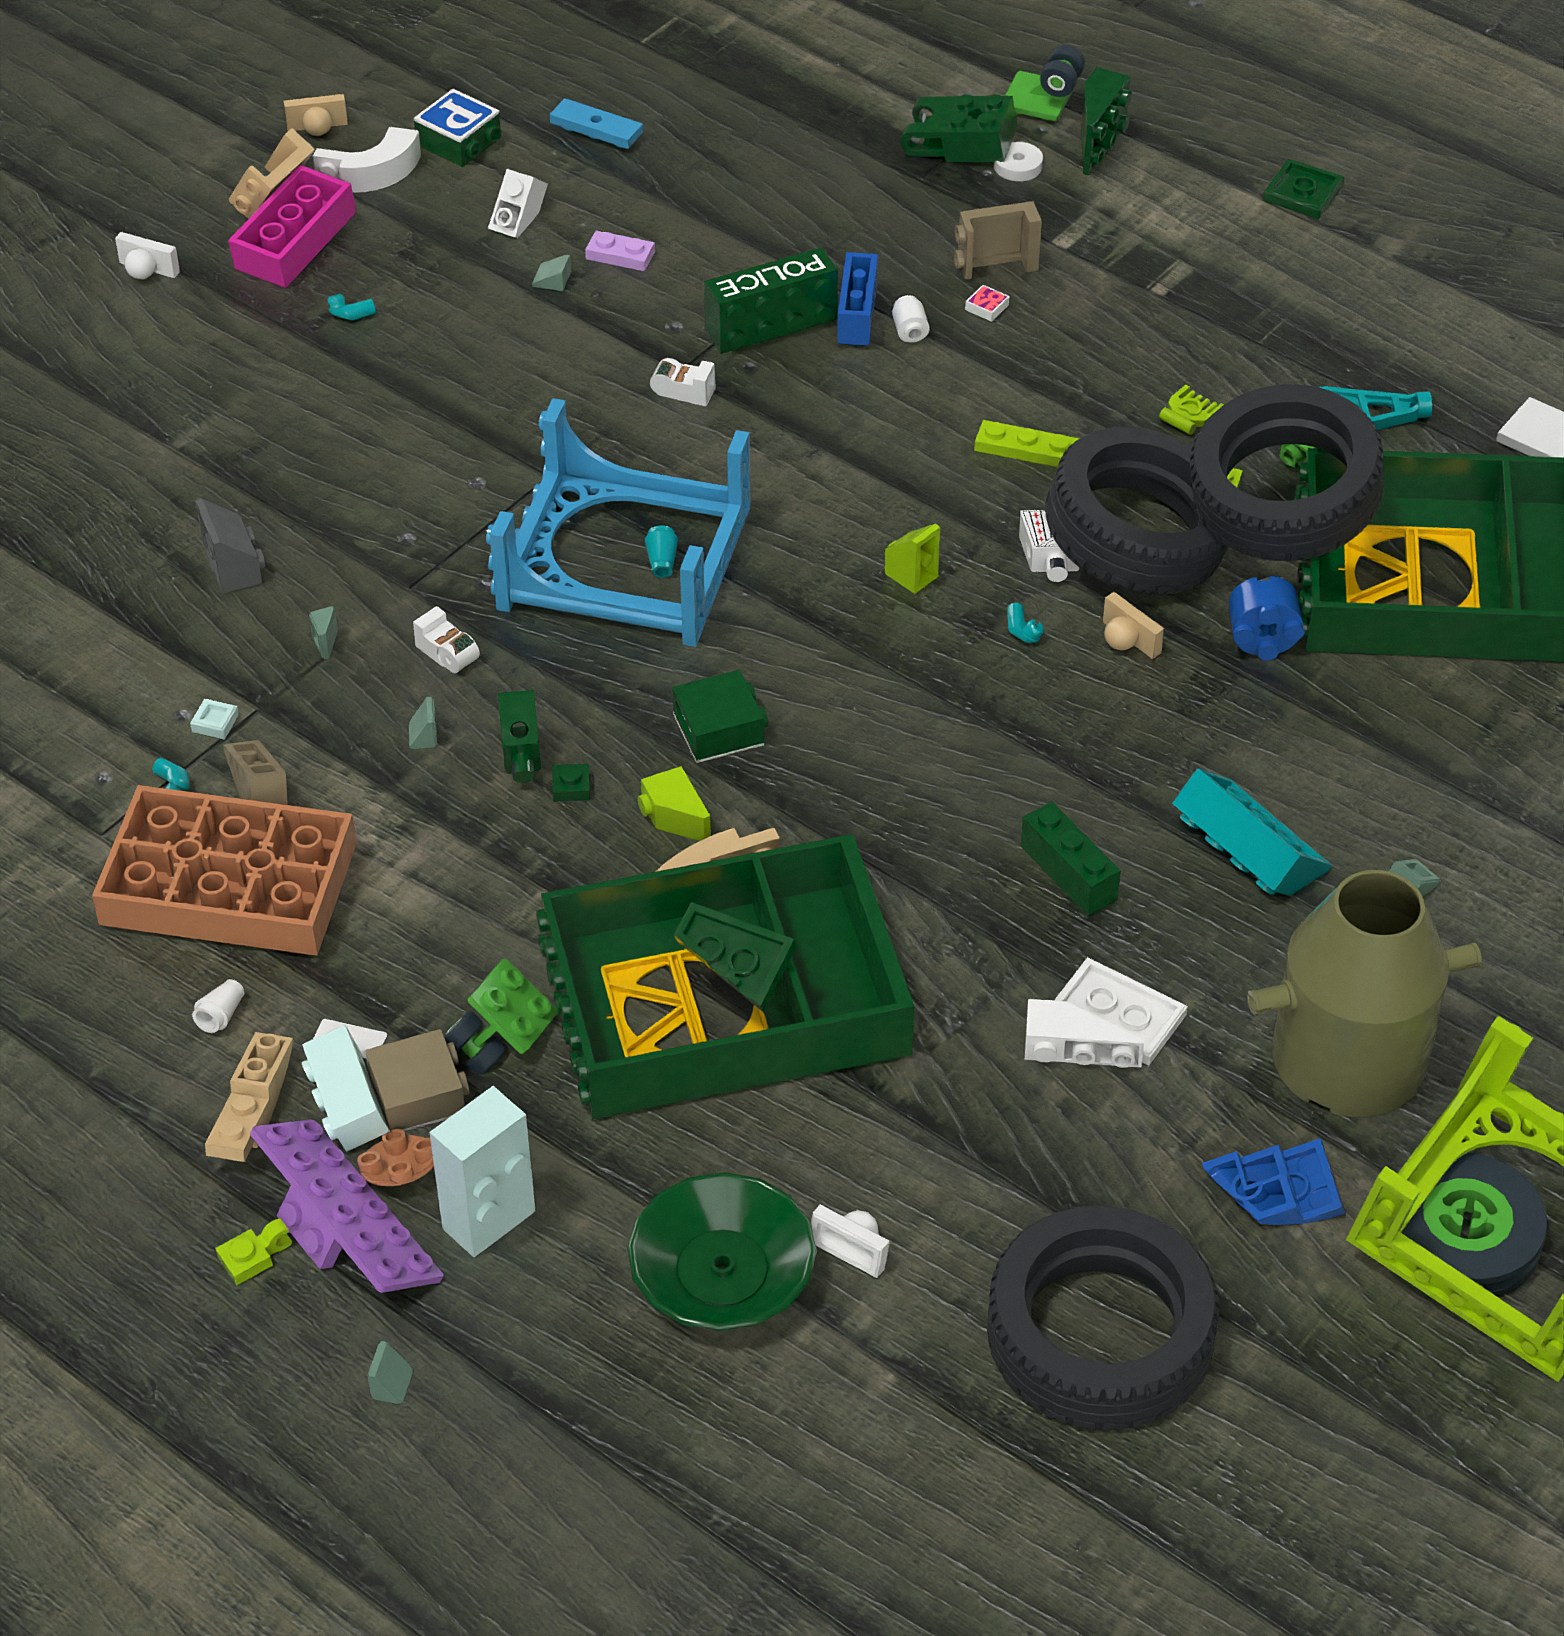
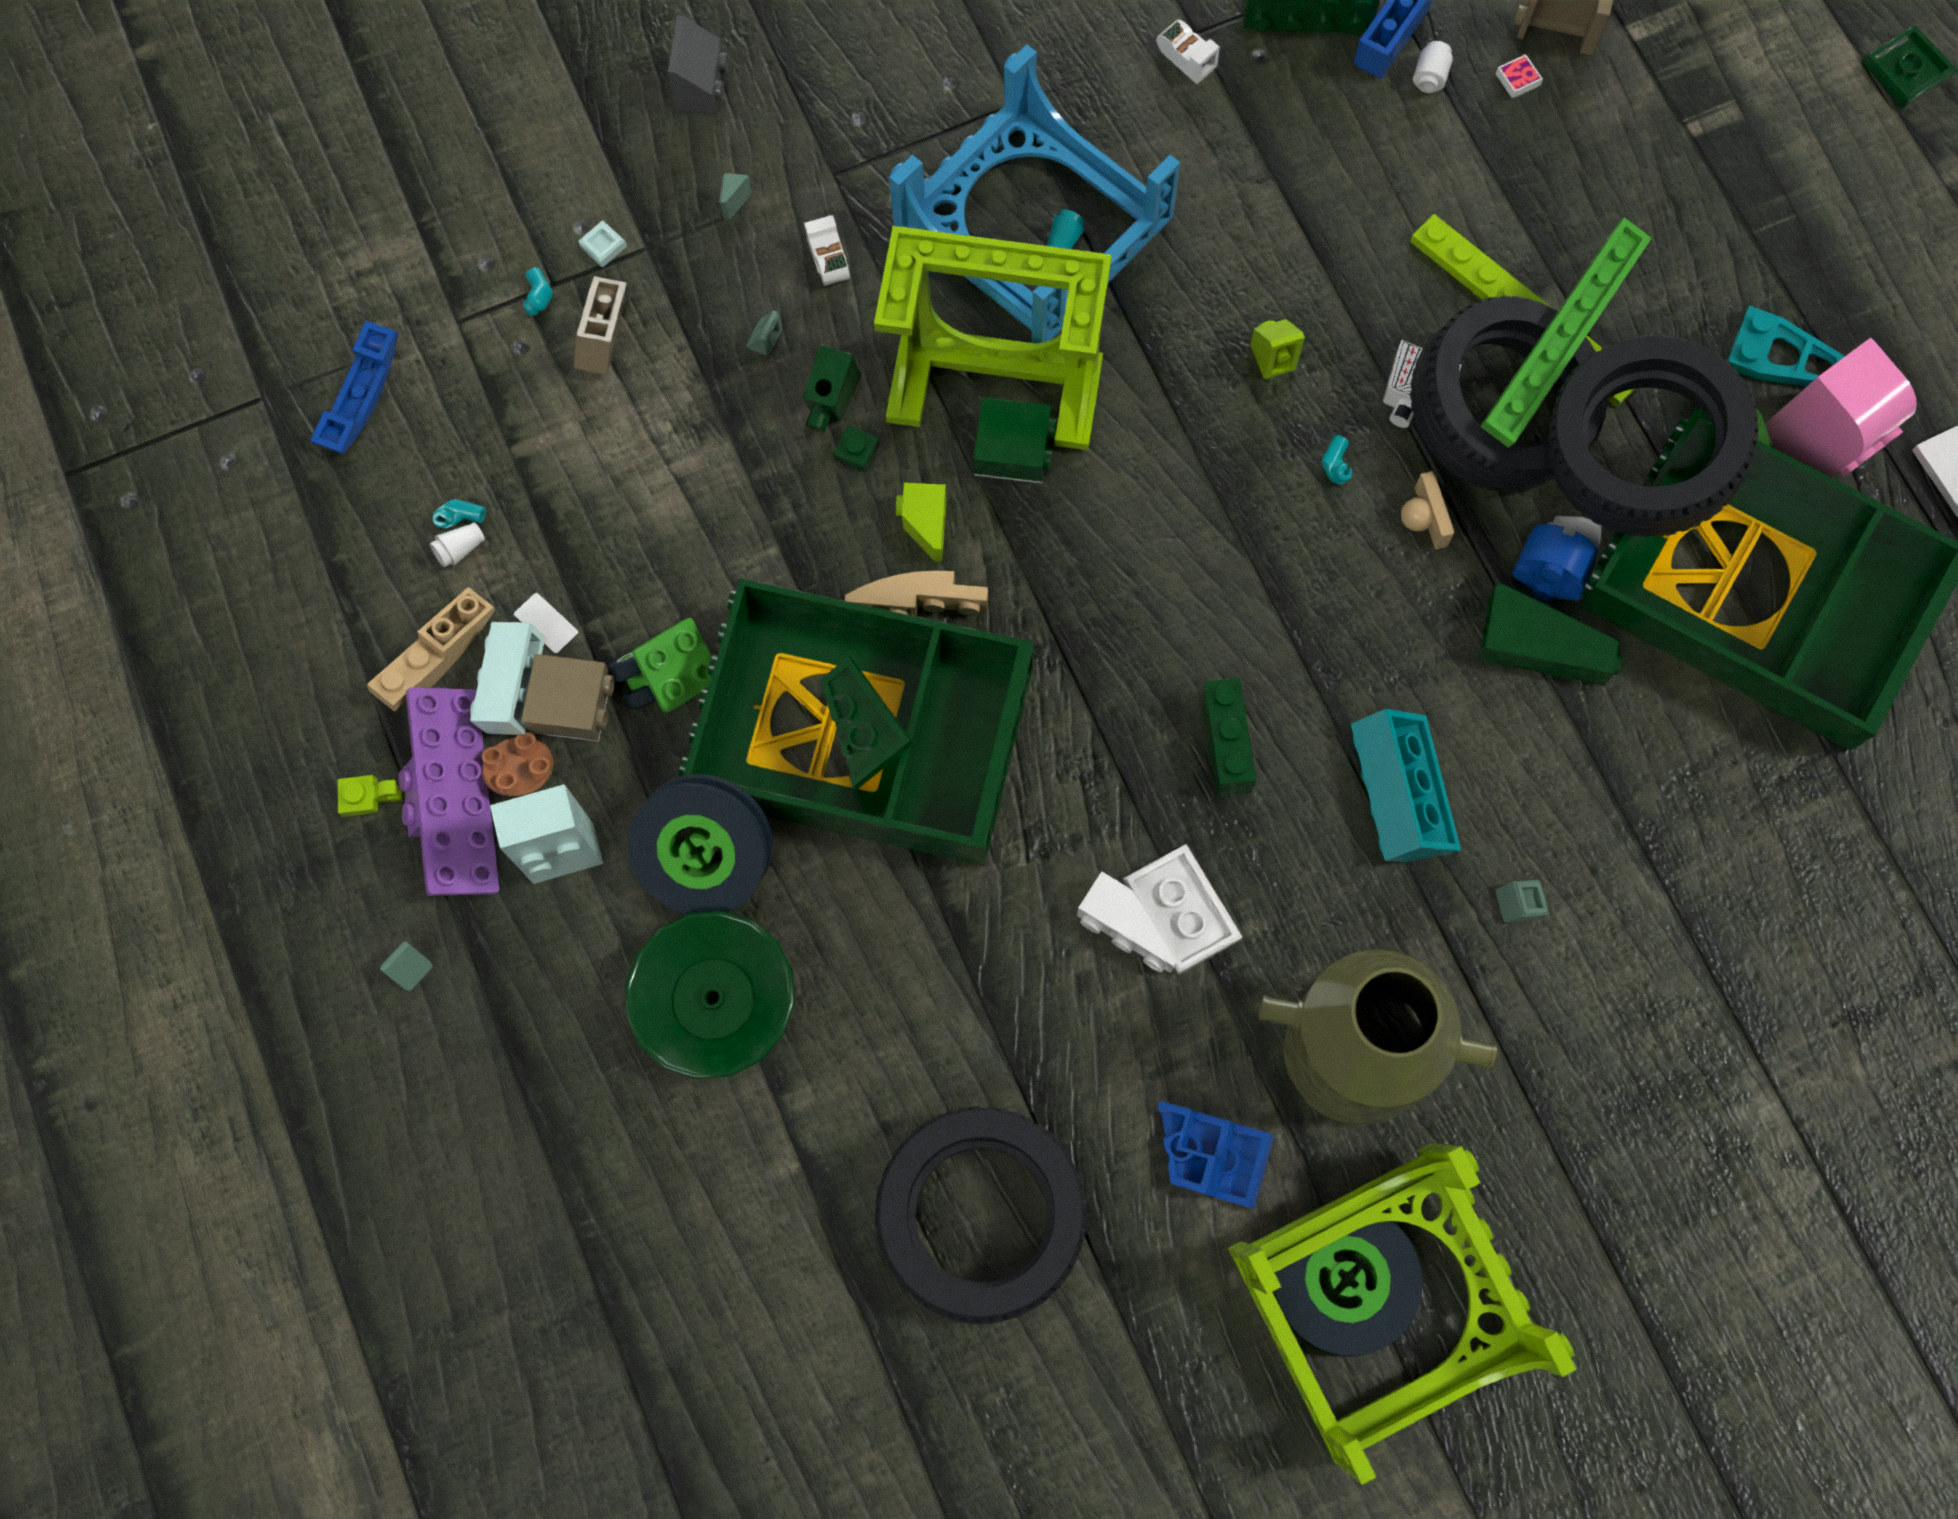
camera: 30 degrees right, 25 degrees up
(35, 917) = (360, 390): none -> blue slope
(200, 982) = (457, 511): none -> teal arm
(225, 870) = (524, 412): nougat brick -> none
(664, 1087) = (723, 819): none -> black wheel
(752, 541) = (1067, 360): none -> lime arch
(851, 1238) = (829, 1025): white tile -> none
(1163, 438) = (1565, 333): none -> bright green plate
(1187, 412) = (1634, 288): lime piece -> none
(1294, 680) = (1543, 640): none -> dark green slope
(1431, 401) = (1845, 413): none -> bright pink brick

